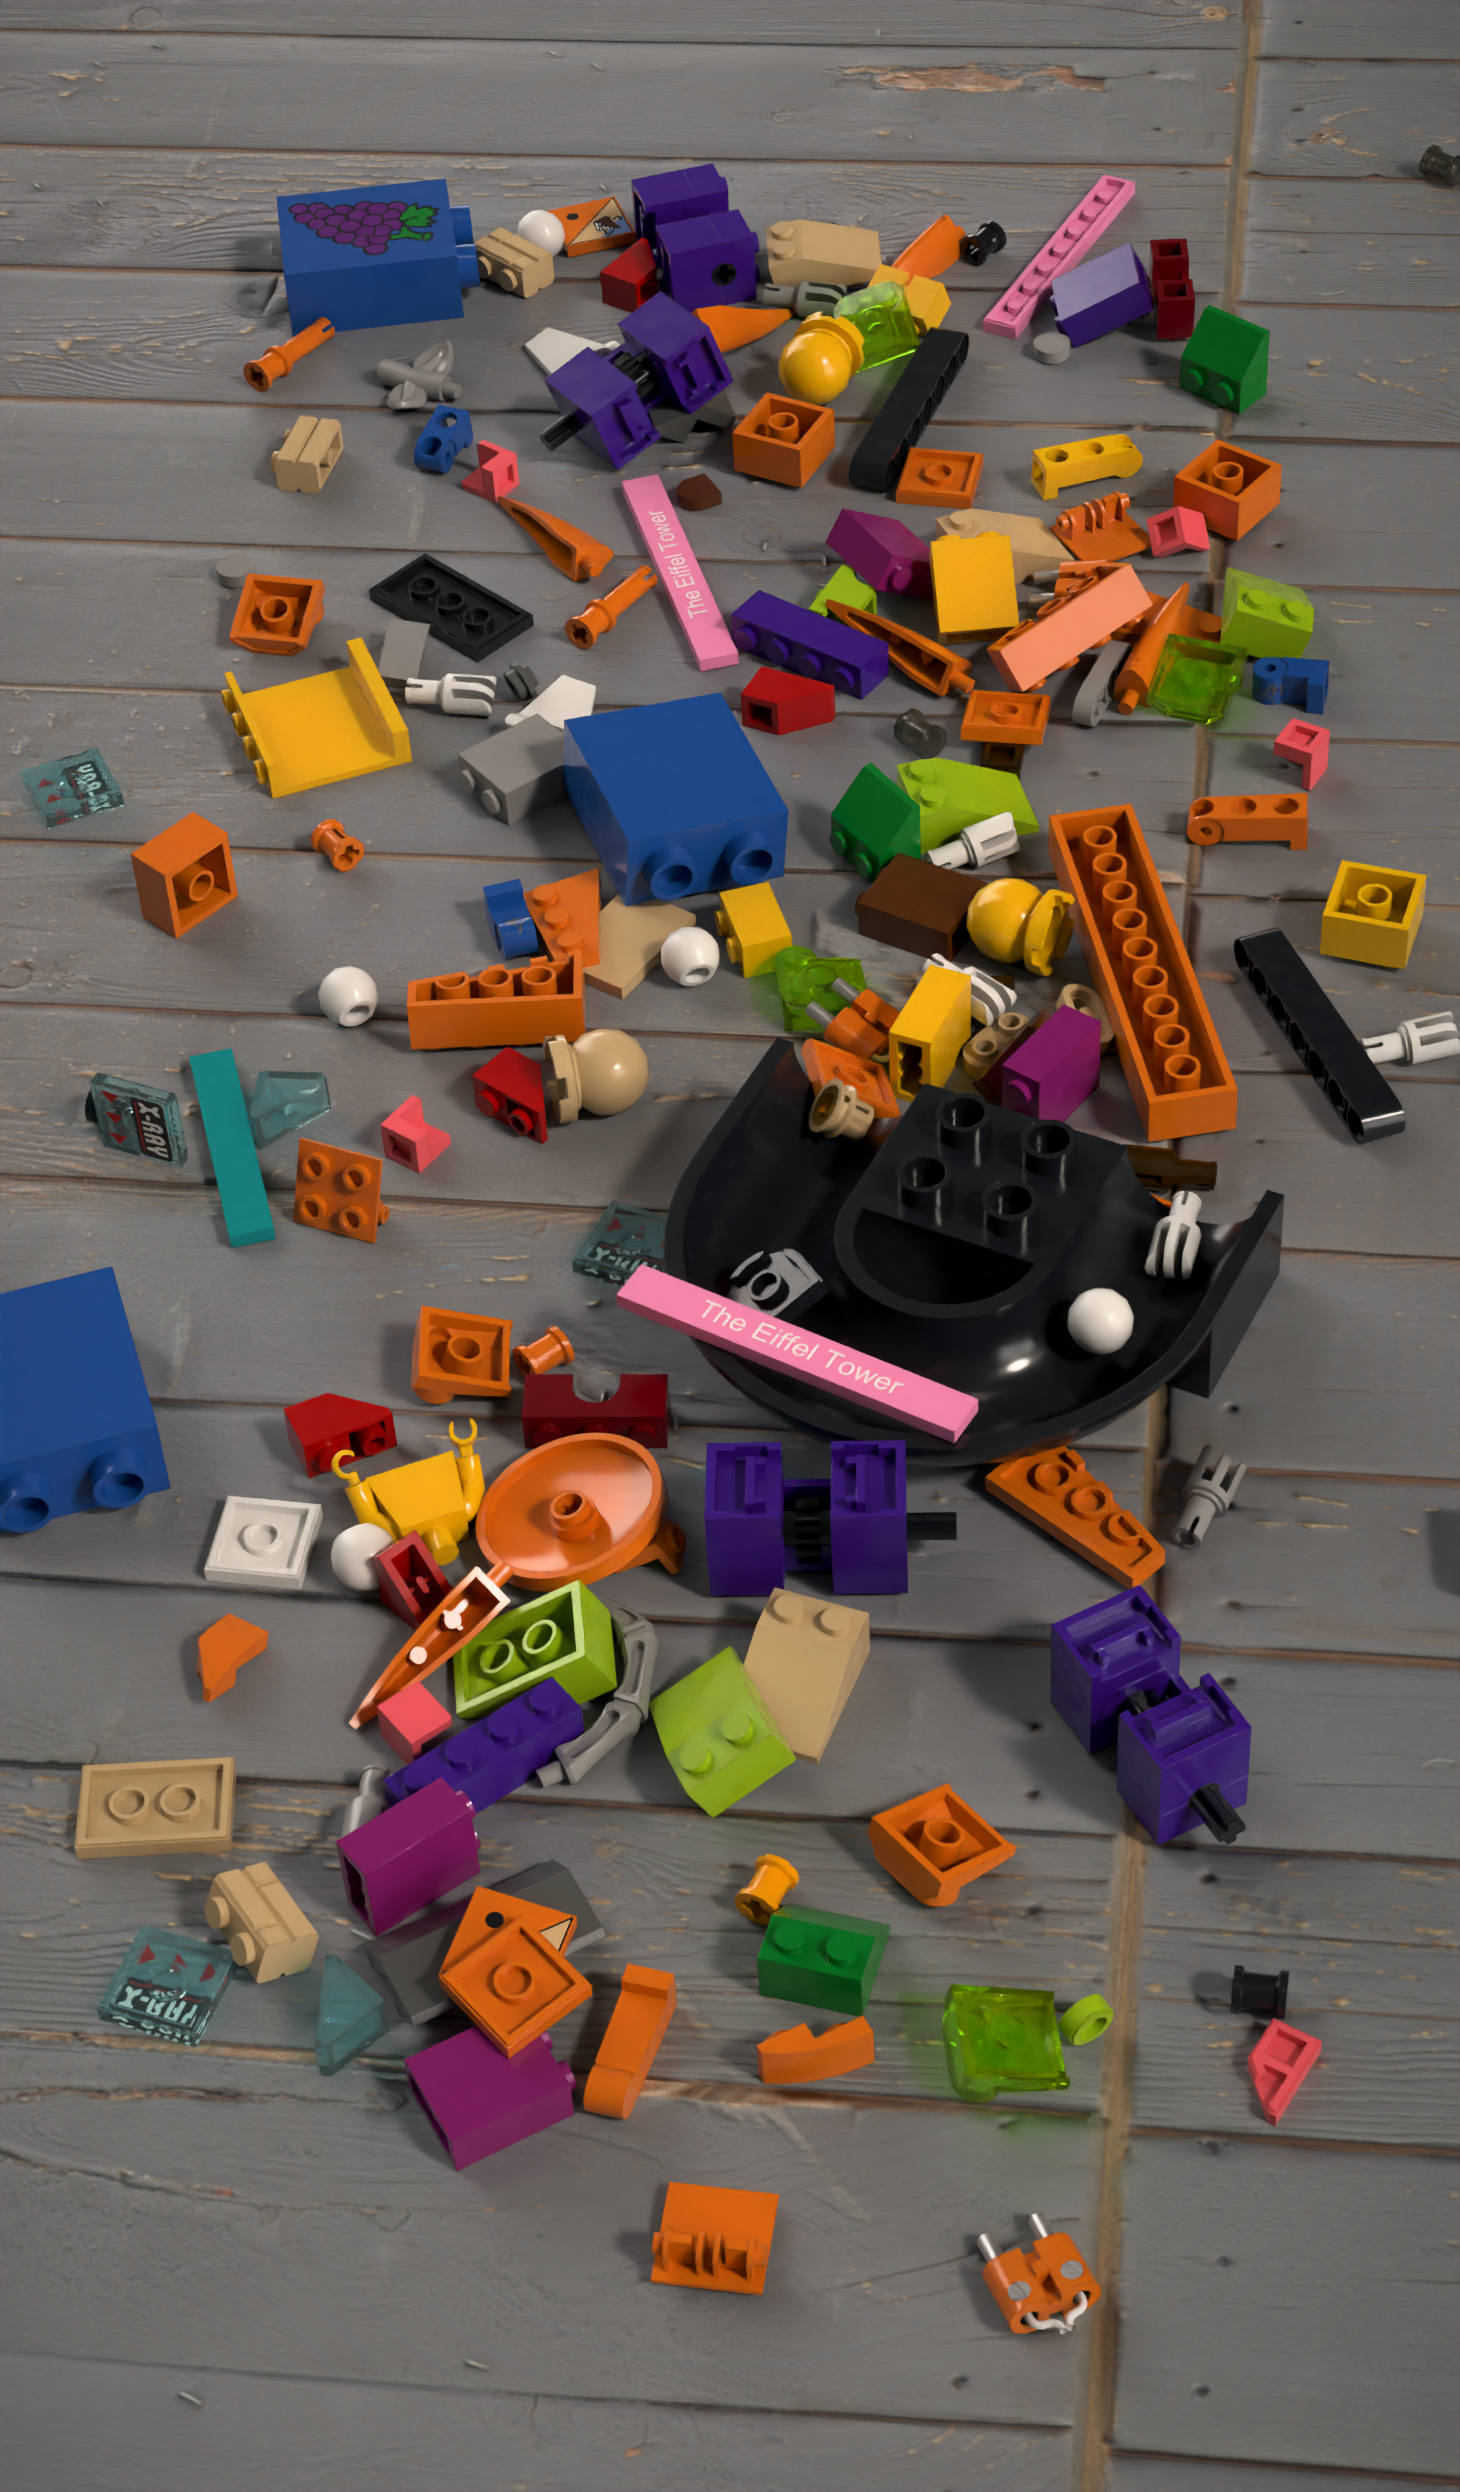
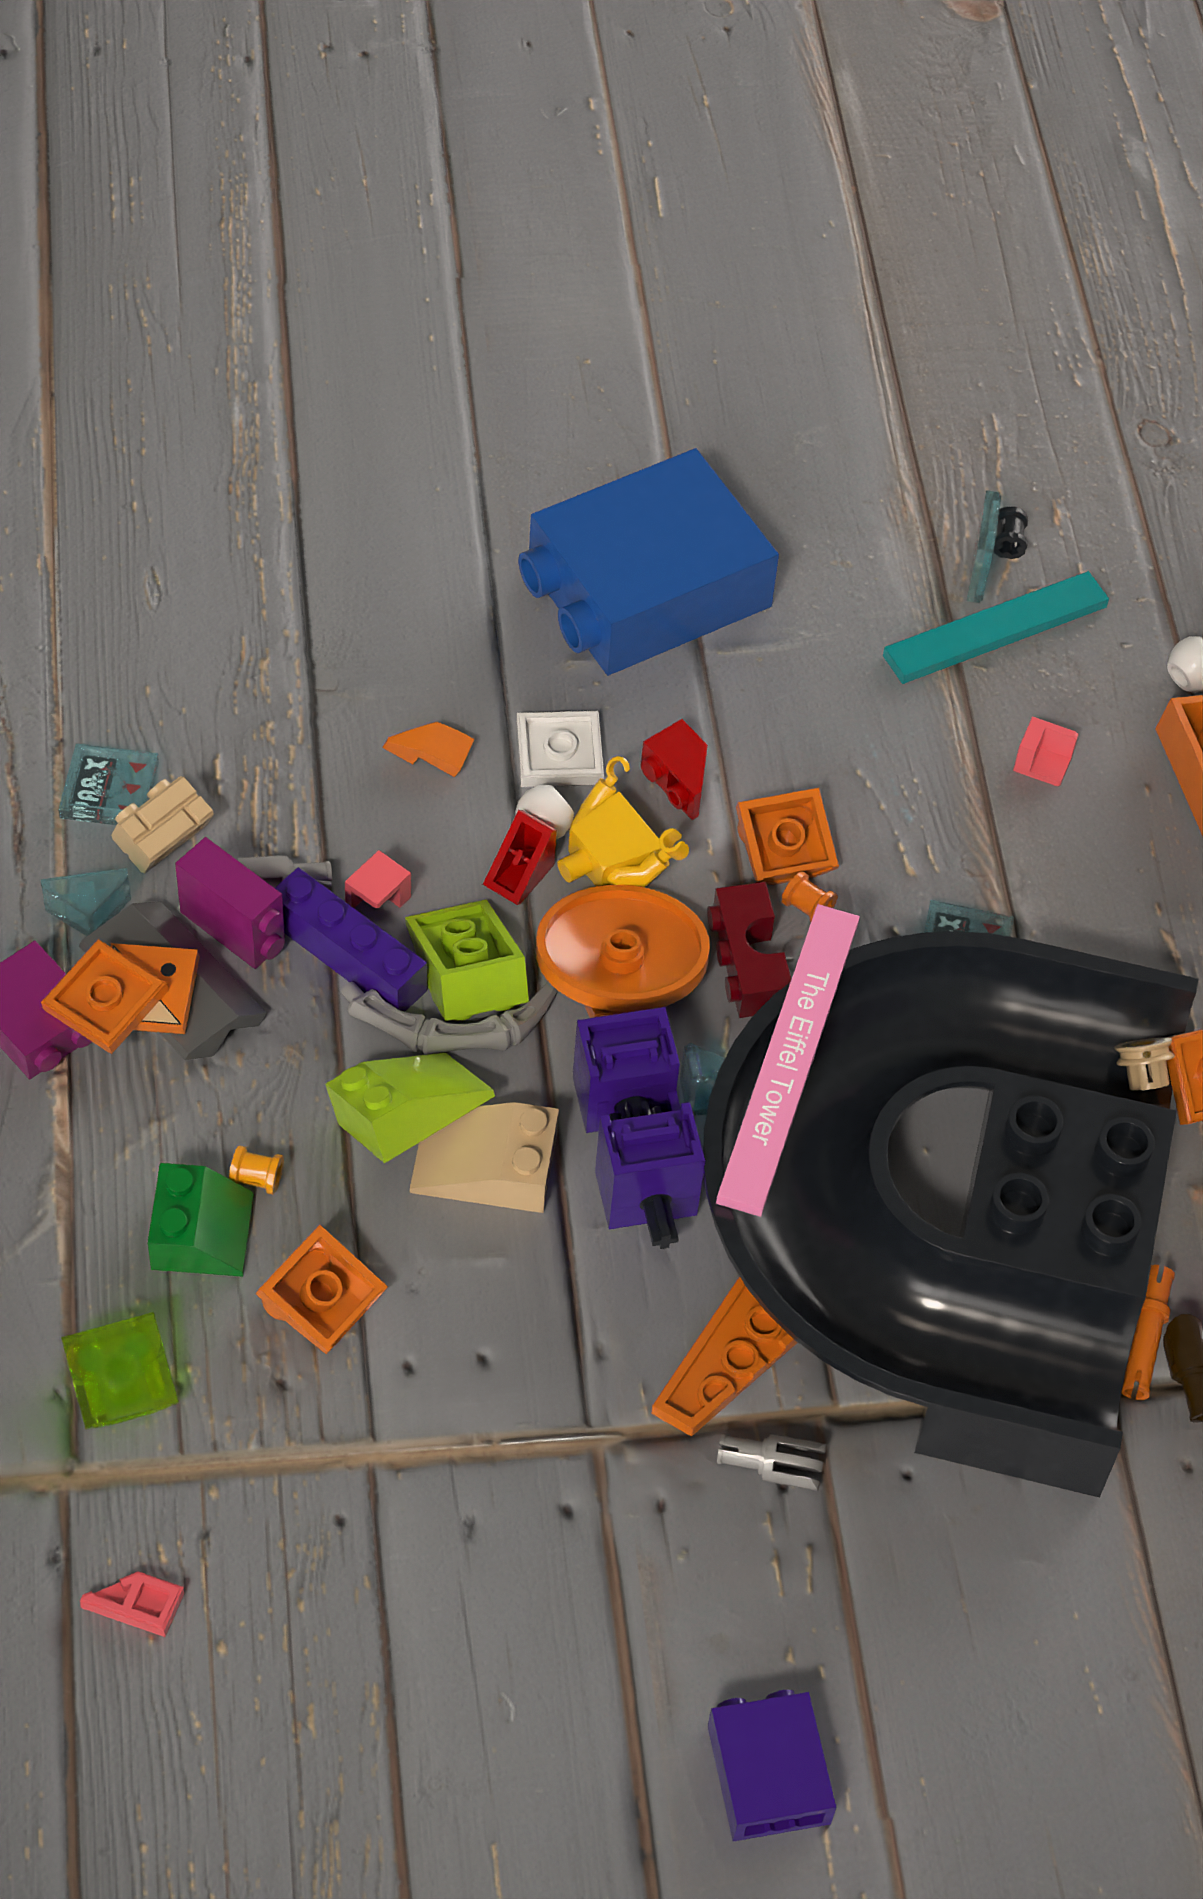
camera: 70 degrees right, 10 degrees up
(156, 1808) = (276, 739): tan tile -> none
(285, 1103) = (1047, 647): clear light blue slope -> none
(339, 1190) = (945, 709): orange hinge -> none
(440, 1635) = (473, 884): orange piece -> none
(513, 1093) = (1120, 816): red slope -> none
(598, 1072) = (1150, 862): tan tile -> none
(630, 2041) = (87, 1099): orange leg -> none
(777, 1284) = (885, 1039): black tile -> none
(800, 2058) = (95, 1233): orange slope -> none
(1086, 2020) = (155, 1434): lime tile -> none
(1100, 1321) = (923, 1314): white piece -> none
(1177, 1237) = (1070, 1376): white arm -> none
(1177, 1745) = (435, 1462): dark purple piece -> none
(1259, 1992) = (205, 1571): black bush -> none

